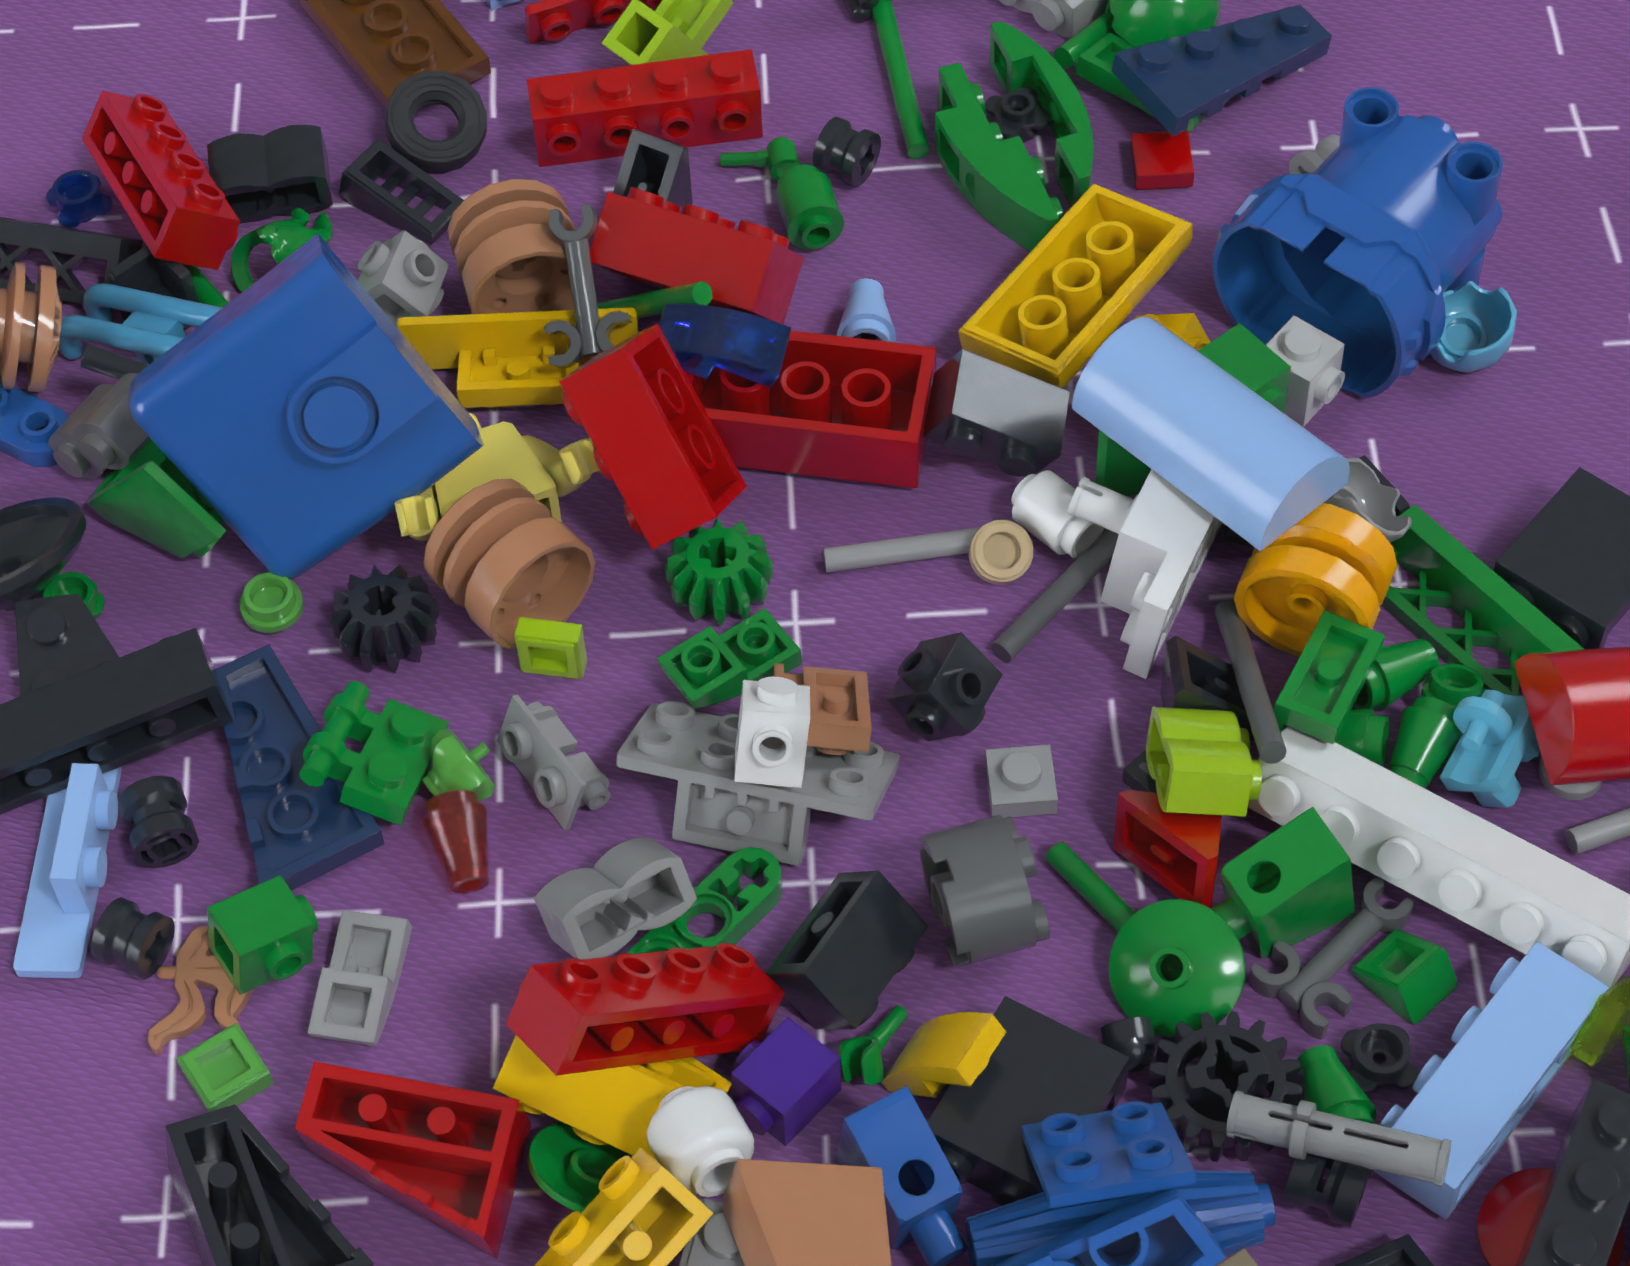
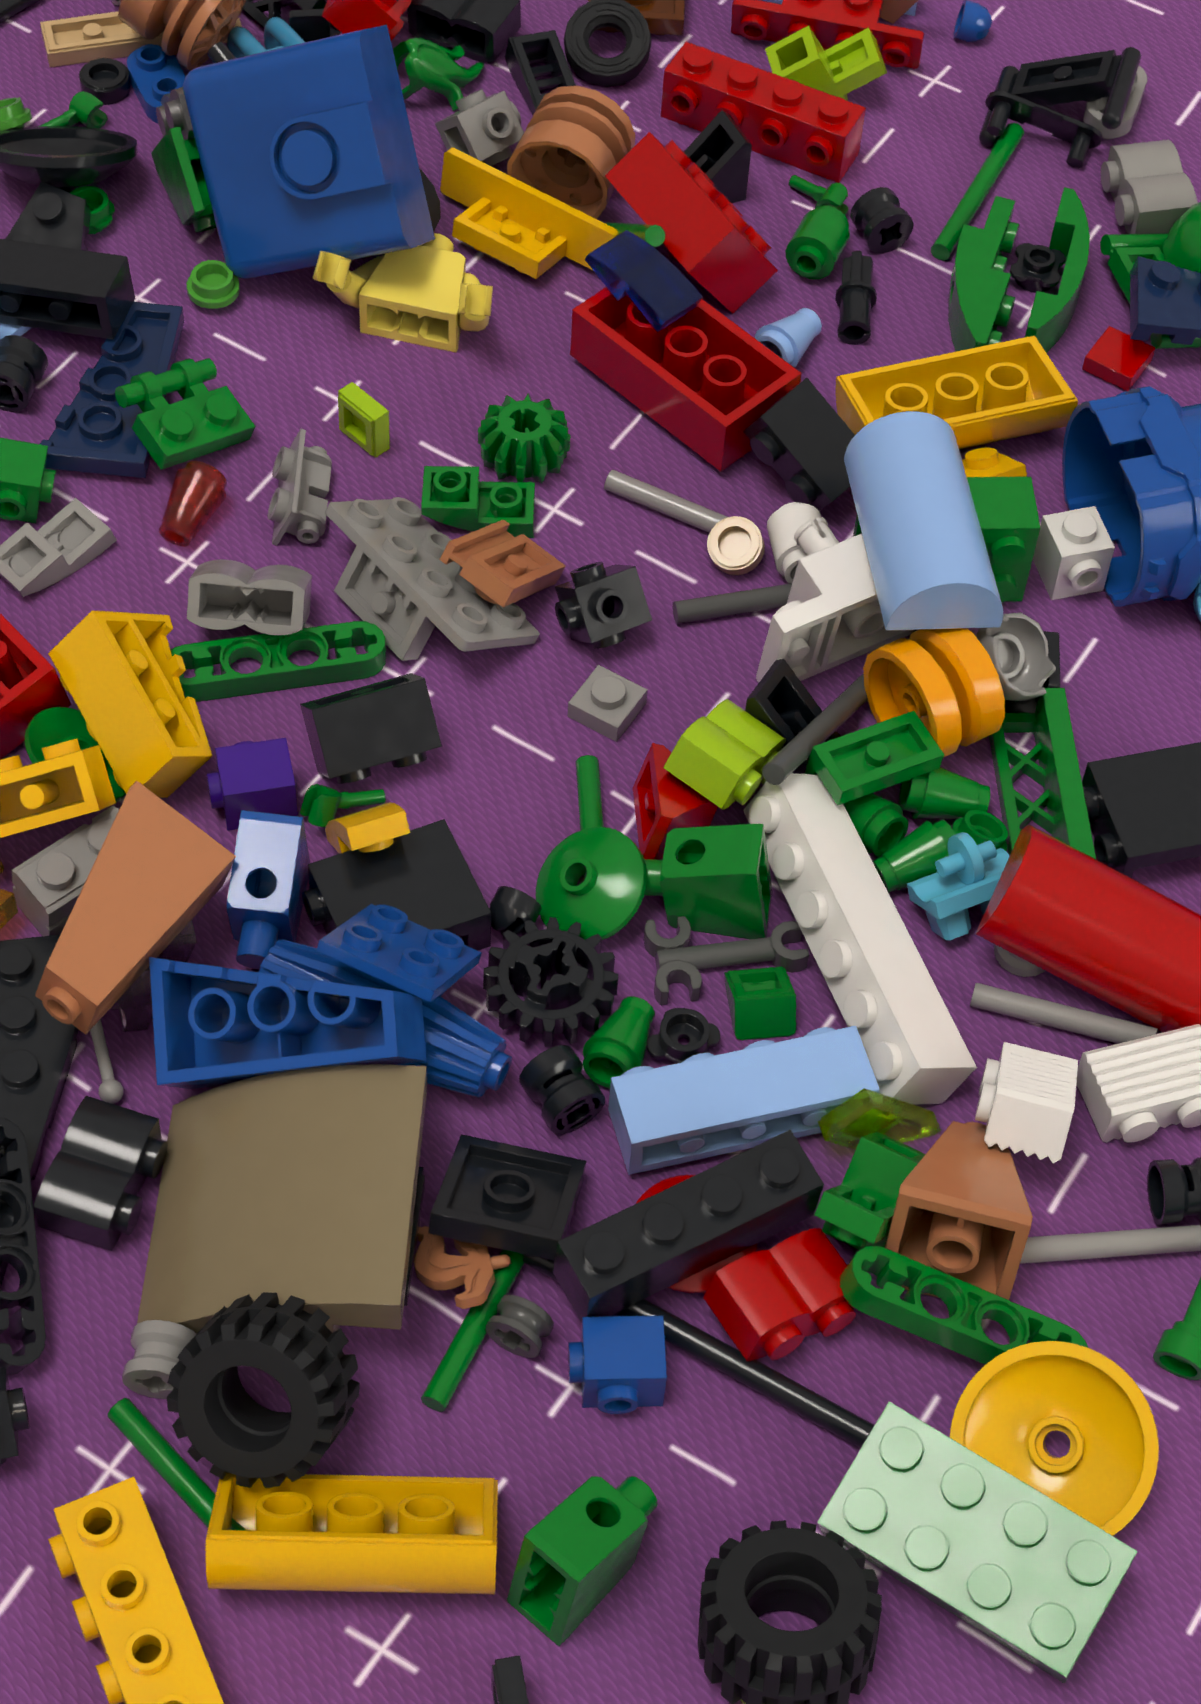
camera: 30 degrees right, 0 degrees up
(384, 618) = (272, 336): black gear -> none
(456, 767) = (231, 455): bright green piece -> none
(508, 559) = (379, 338): nougat wheel -> none
(590, 334) = (574, 229): dark grey bar -> none
(643, 1007) = (182, 660): red brick -> none
(652, 437) = (535, 308): red brick -> none
(699, 1138) = (136, 752): white head -> none
(772, 732) = (432, 544): white brick -> none
(888, 242) = (855, 299): none -> black axle
(982, 890) = (495, 742): dark grey brick -> none
(1338, 1138) = (561, 1034): light grey pin -> none

